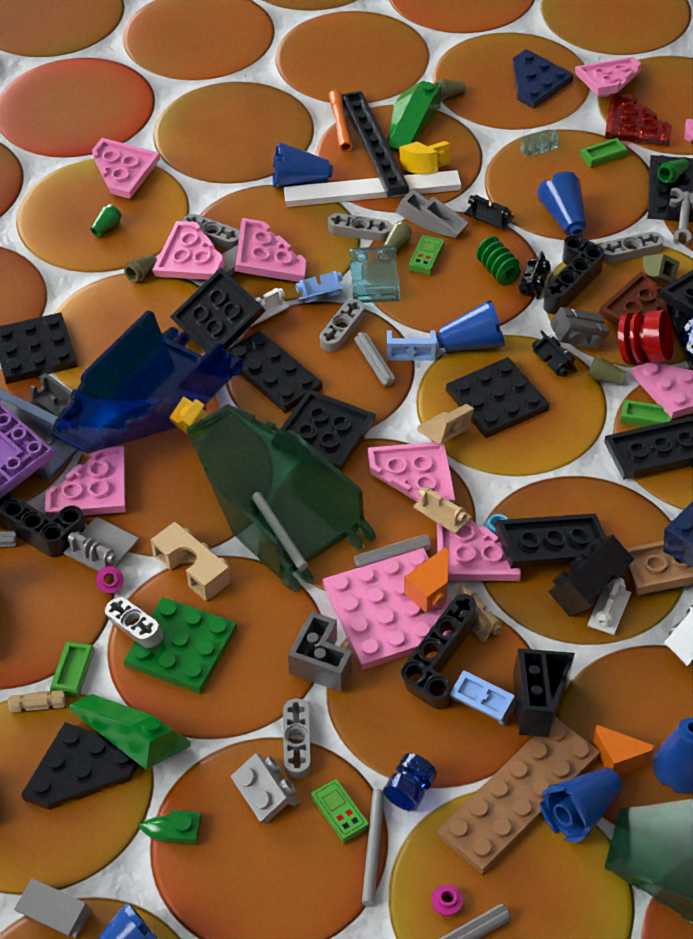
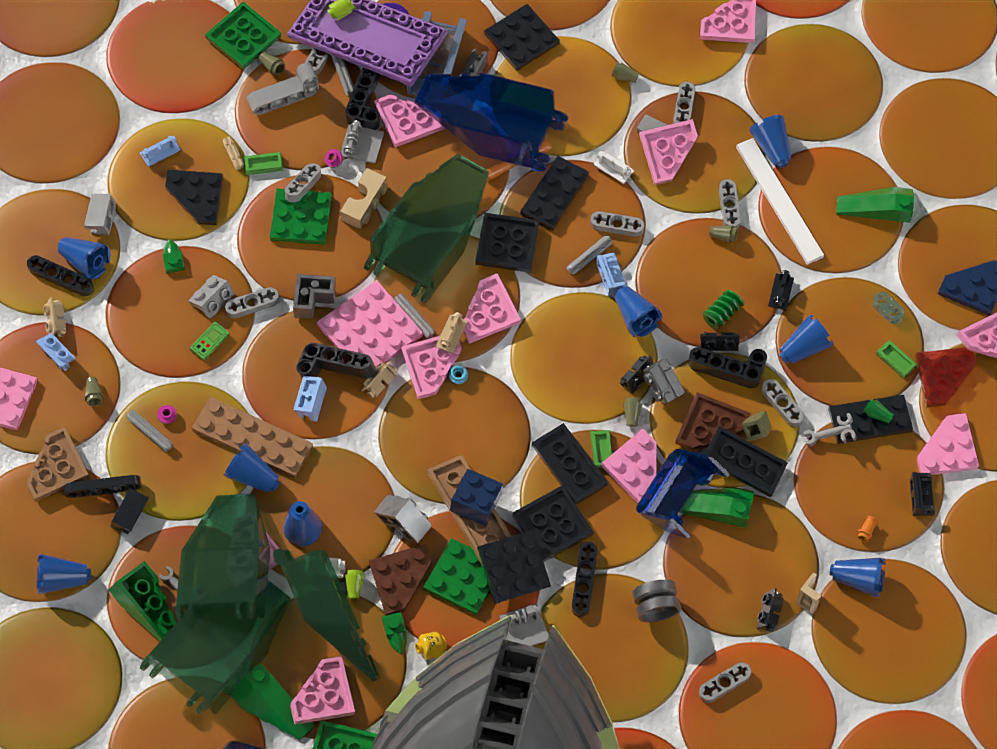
camera: 70 degrees right, 15 degrees up
(107, 219) = (665, 32): green cone -> none
(131, 730) = (226, 213): green wedge -> none
(188, 254) = (647, 98): bright pink plate -> none
(188, 413) = (474, 151): yellow brick -> none
(217, 312) = (587, 137): black plate -> none
(279, 531) = (404, 240): light grey bar -> none
(329, 284) = (651, 203): light blue hinge -> none
(343, 135) = (835, 161): orange piece -> none
(373, 848) = (191, 366): light grey bar -> none
(374, 274) = (676, 230): clear light blue panel -> none
(375, 144) = (833, 185): black tile -> none
(409, 785) = (235, 371): clear blue wheel -> none
(424, 159) = (821, 226): yellow brick -> none
(426, 255) = (717, 259): bright green tile -> none
(429, 582) = (386, 341): orange slope -> none
(431, 214) = (760, 250): light grey slope -> none
(447, 425) = (536, 316): tan panel -> none
(450, 87) = (928, 220): olive cone -> none
(499, 397) = (582, 345): black plate -> none
(539, 688) = (322, 426): black wedge -> none
(547, 539) = (451, 409): black plate -> none
(590, 575) = (424, 436): black wedge -> none
(610, 607) = (411, 459): white hinge -> none
(621, 751) = (295, 484): orange slope -> none
(646, 337) = (663, 426): red wheel -> none

